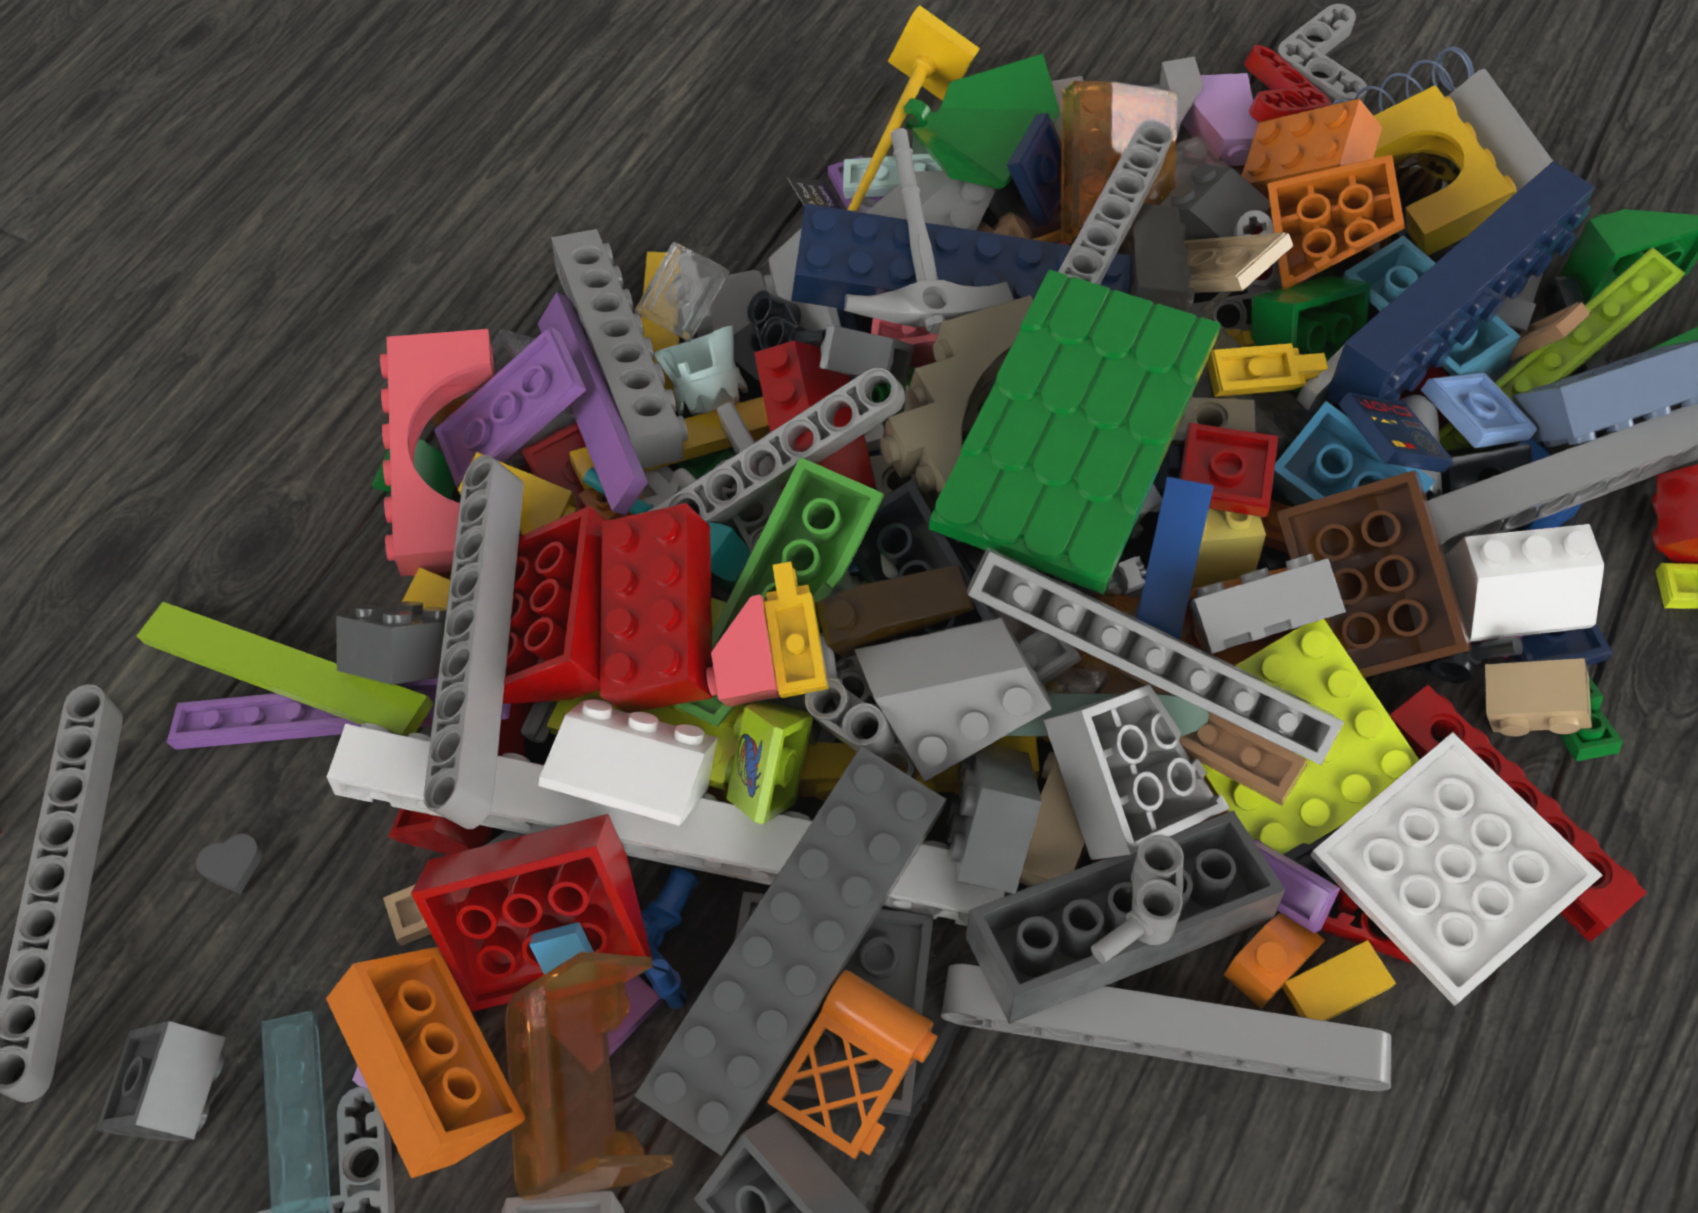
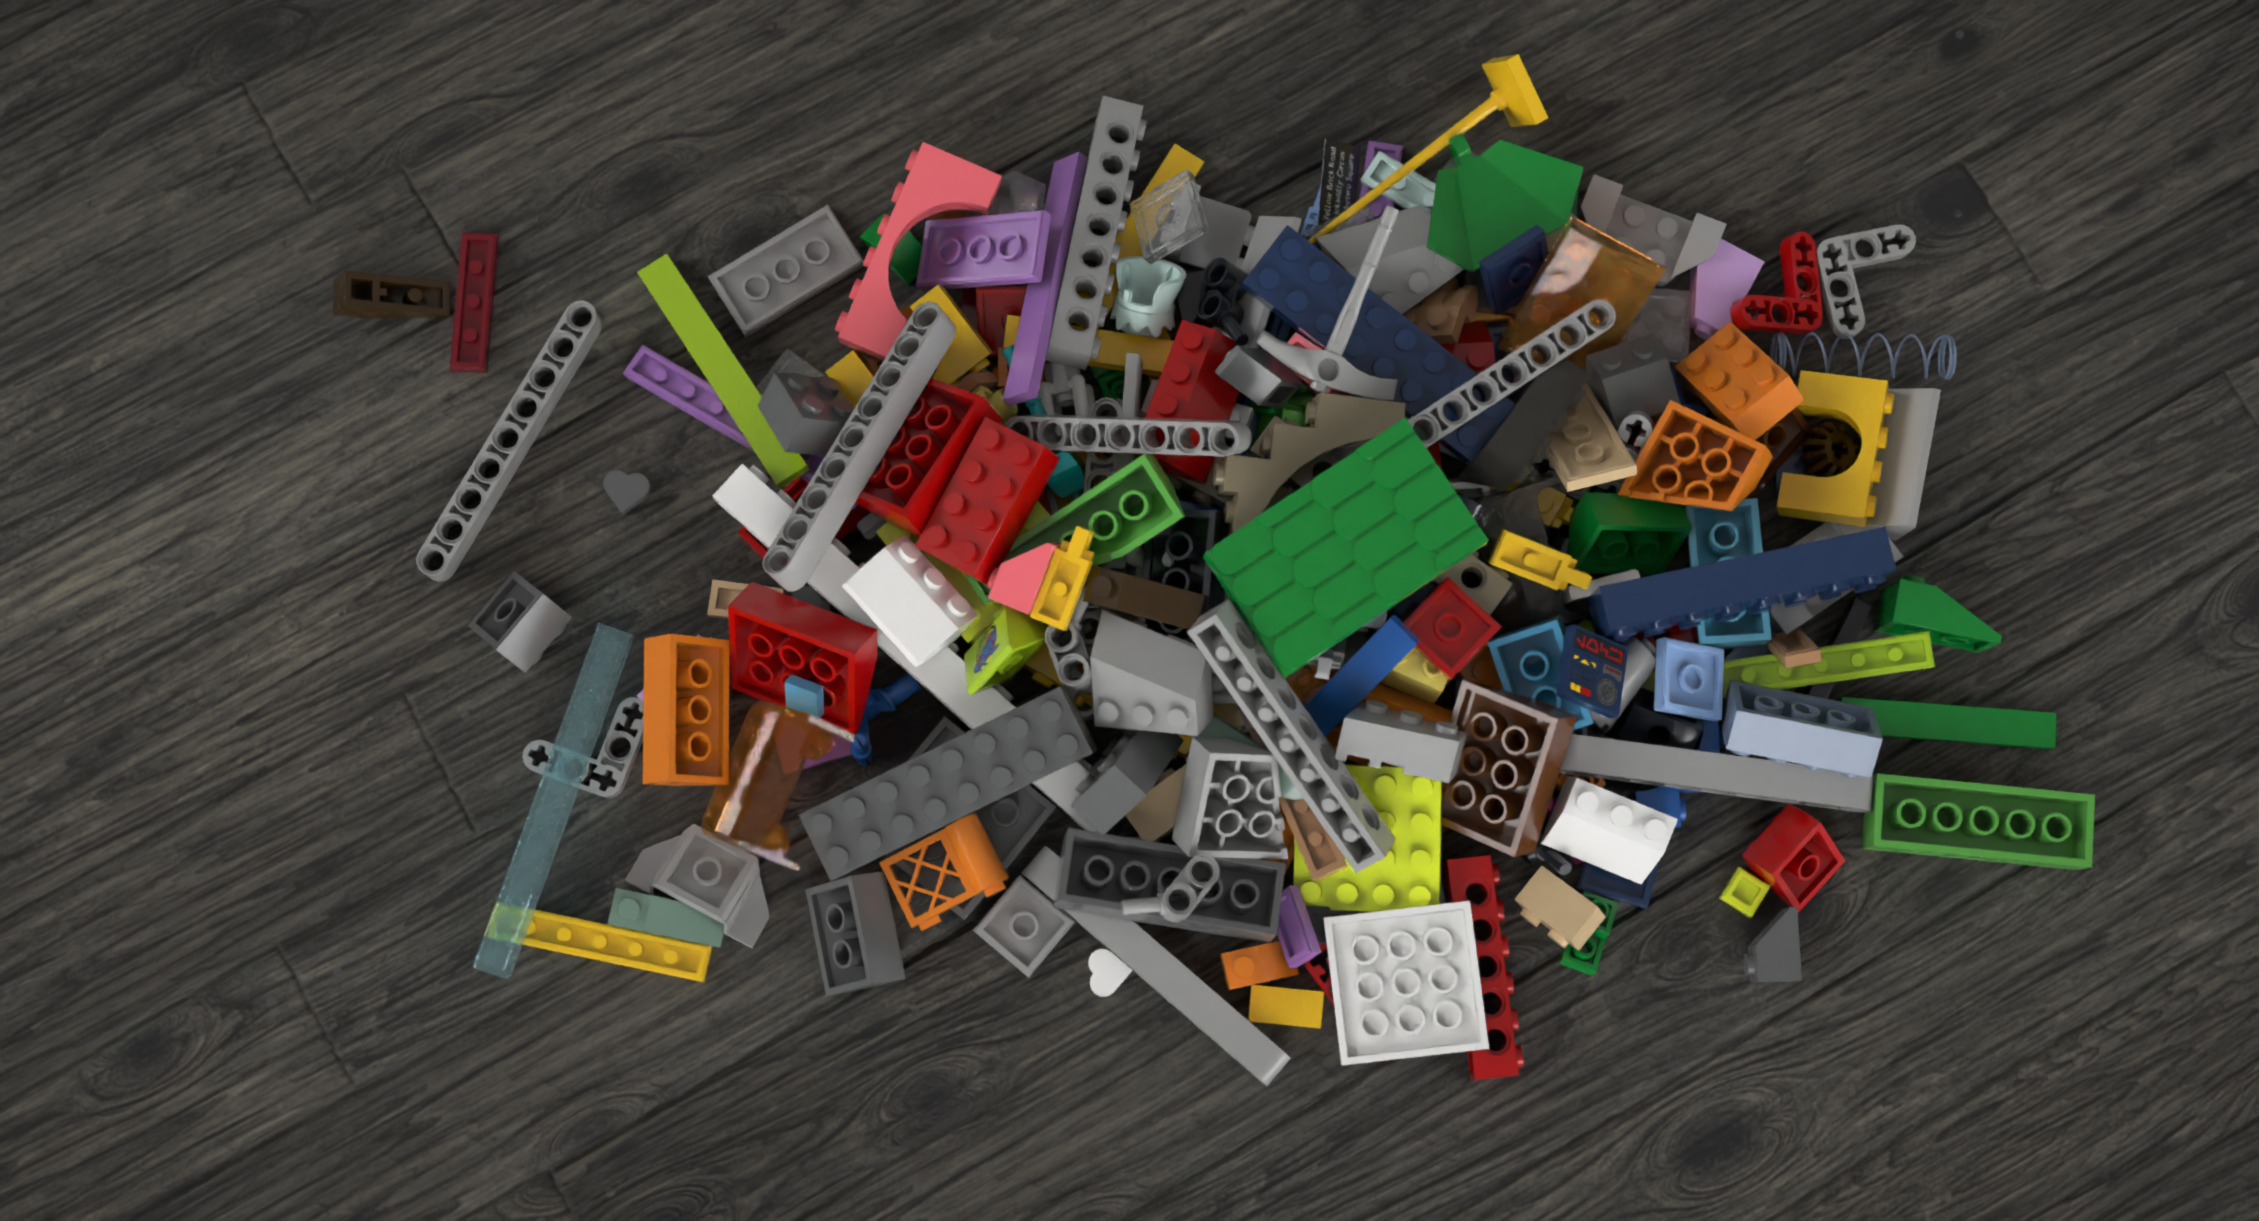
camera: 25 degrees right, 20 degrees up
(307, 555) = (786, 270): none -> light grey tile
(984, 1079) = (1024, 926): none -> light grey tile
(1115, 1072) = (1107, 972): none -> white tile

